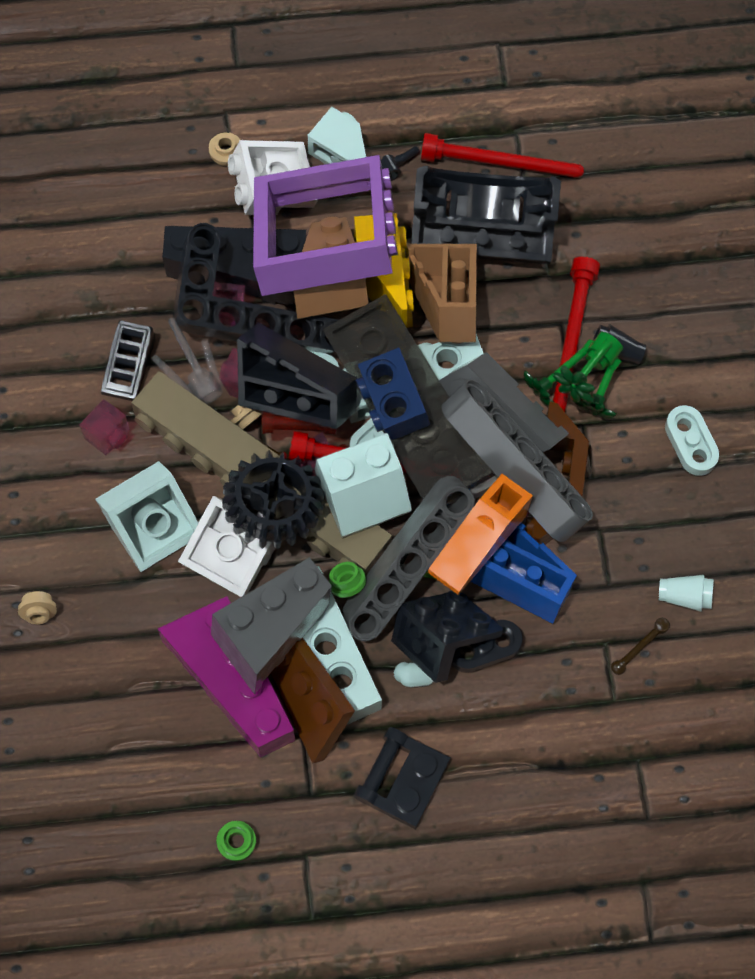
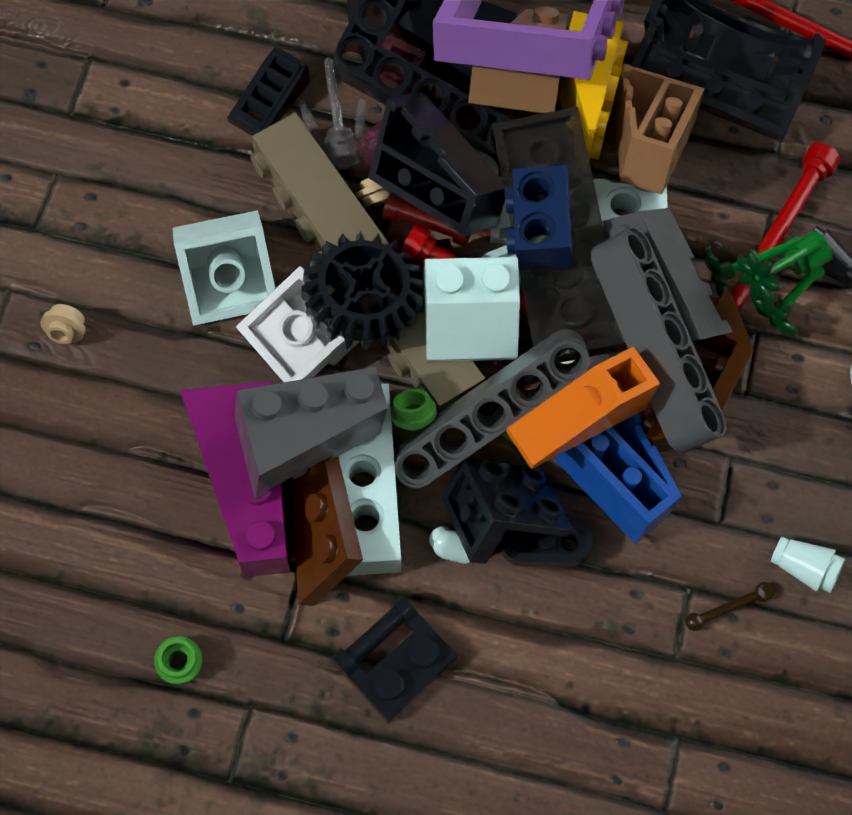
camera: 20 degrees right, 0 degrees up
(105, 427) = (215, 156): clear pink plate -> none

